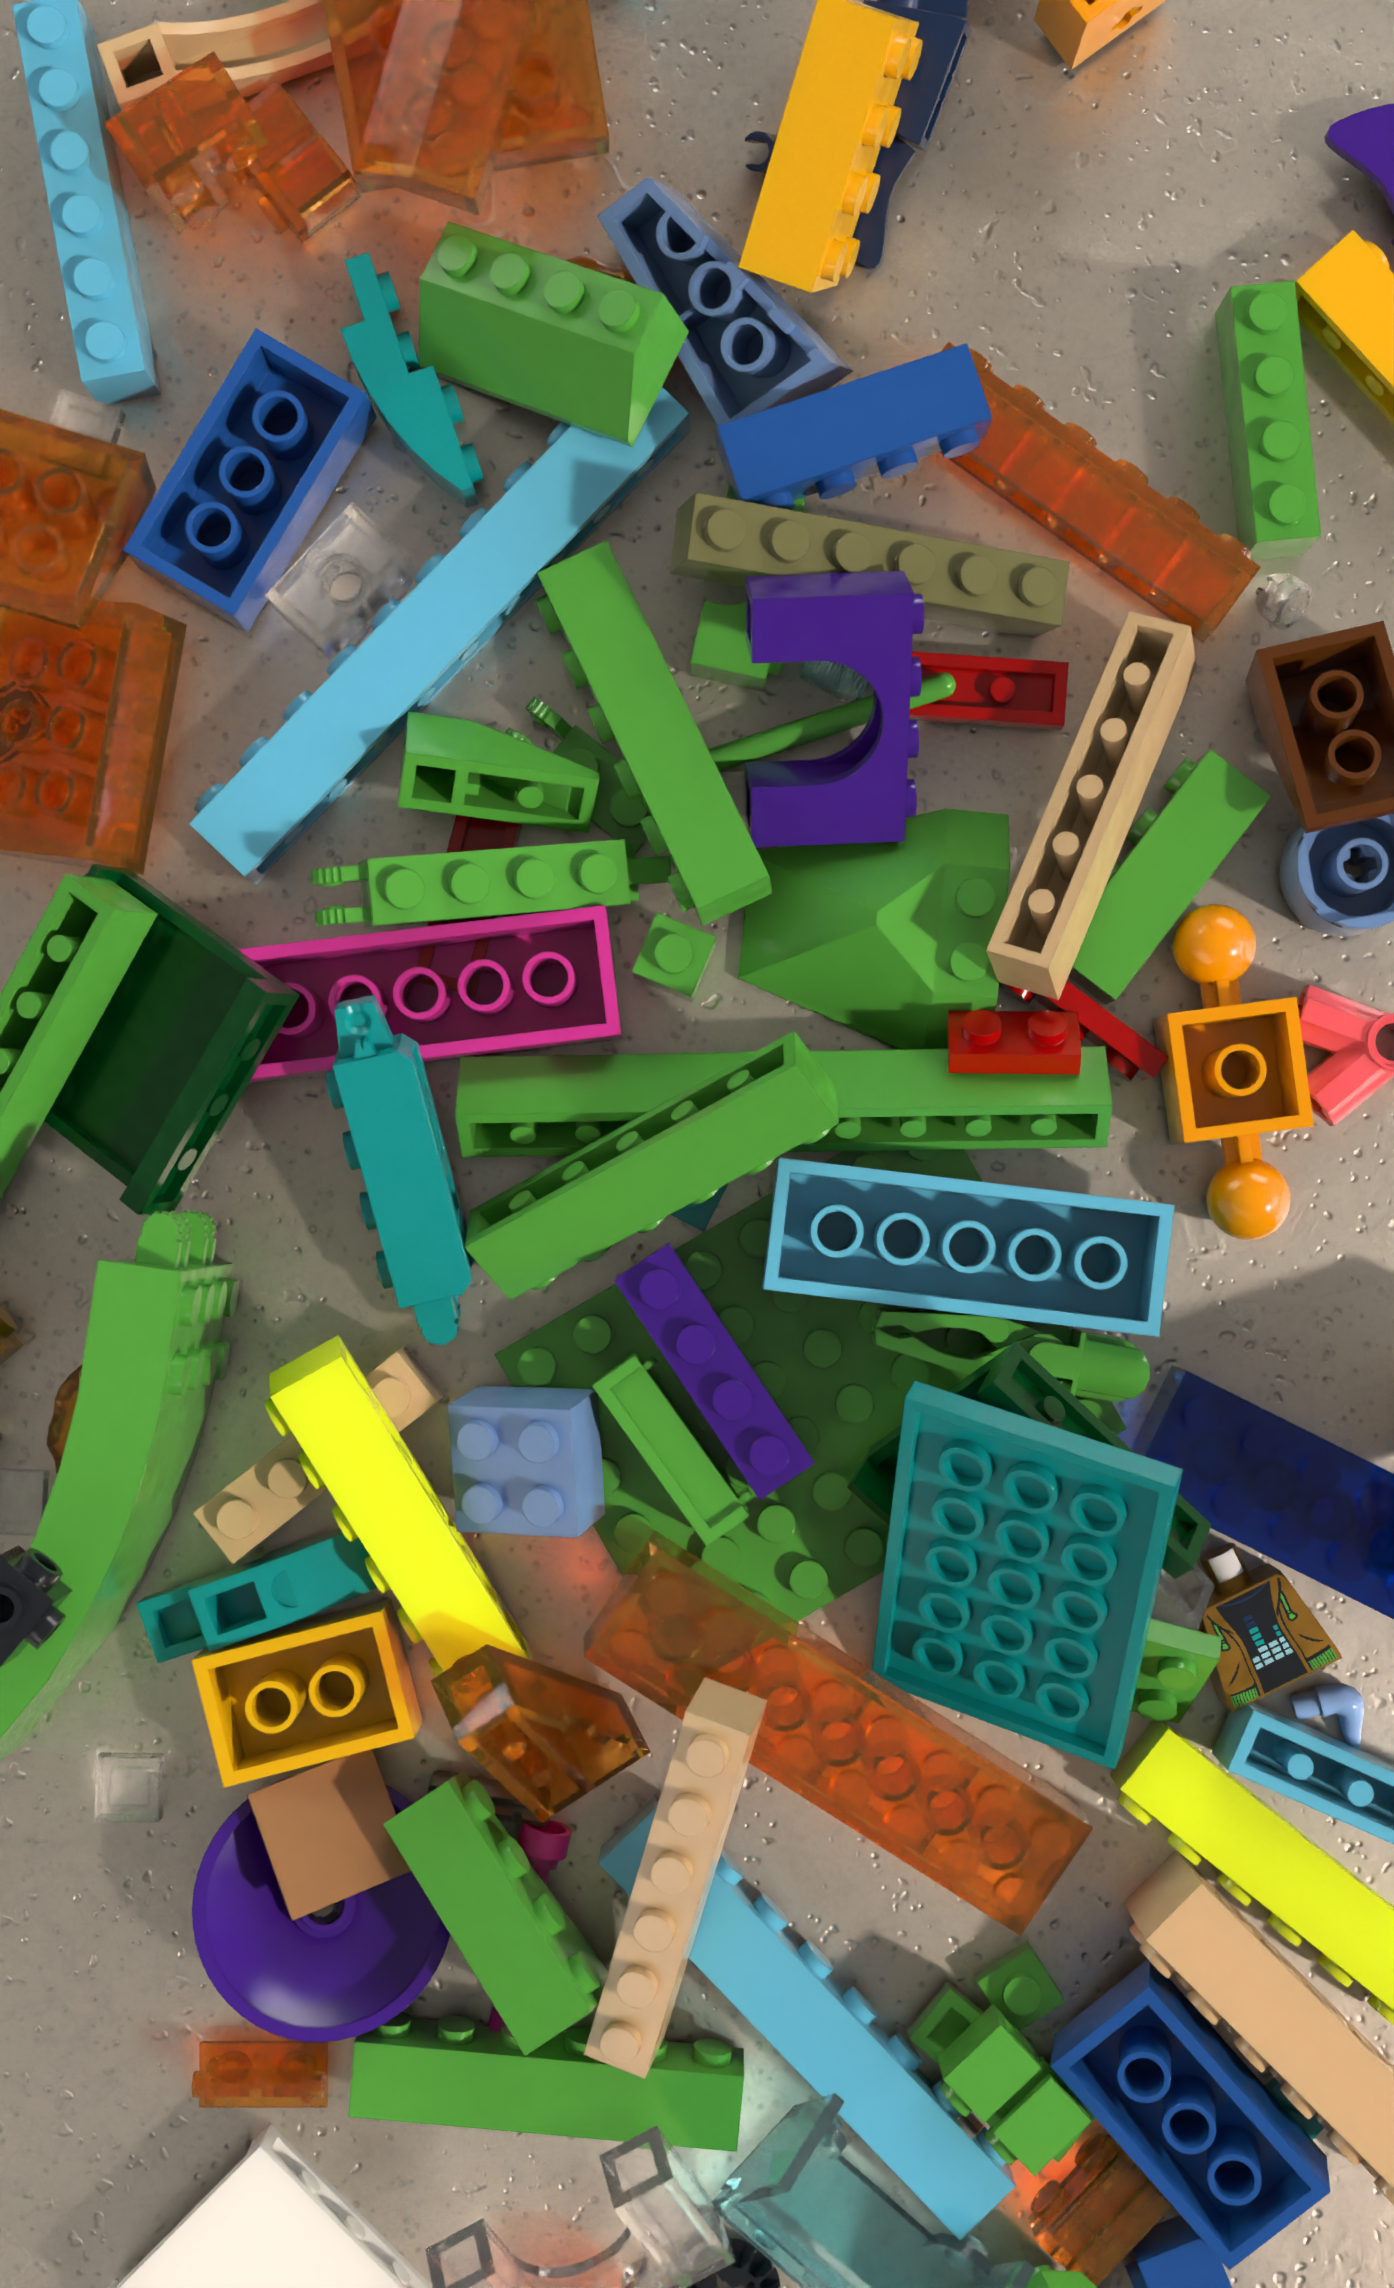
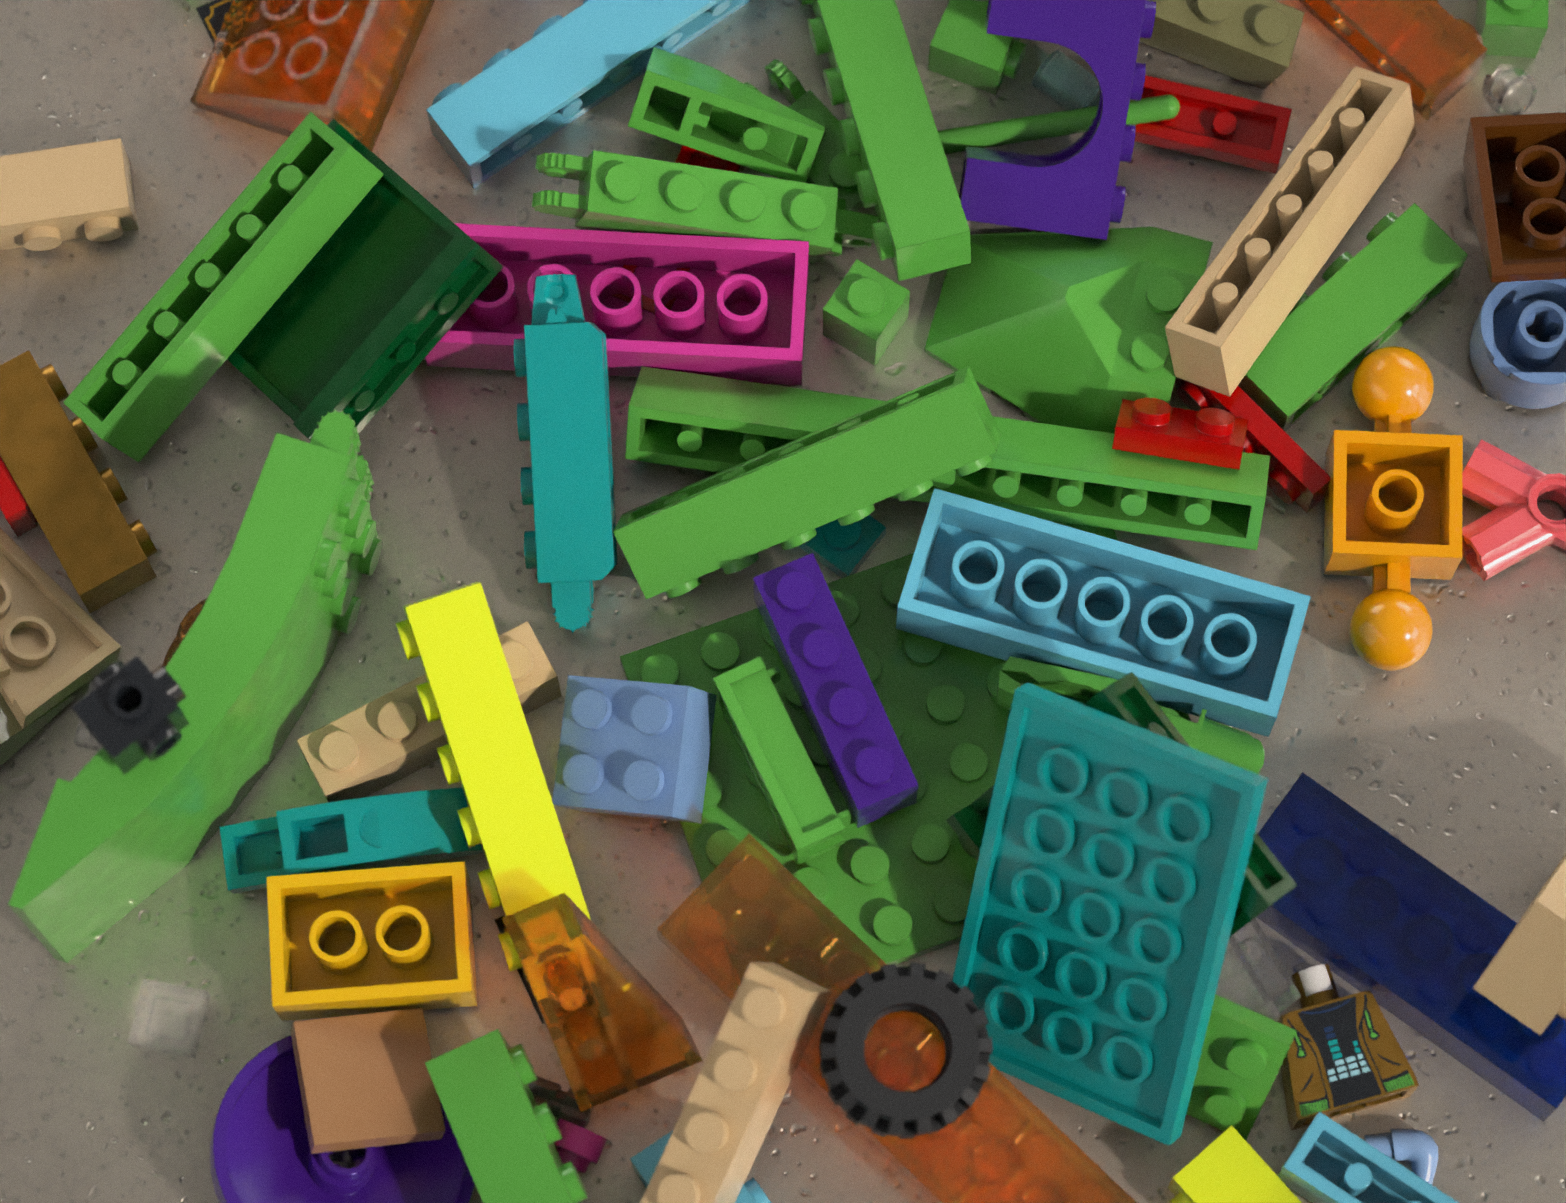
camera: 10 degrees right, 15 degrees down
(859, 1804) = (937, 1000): none -> black tyre

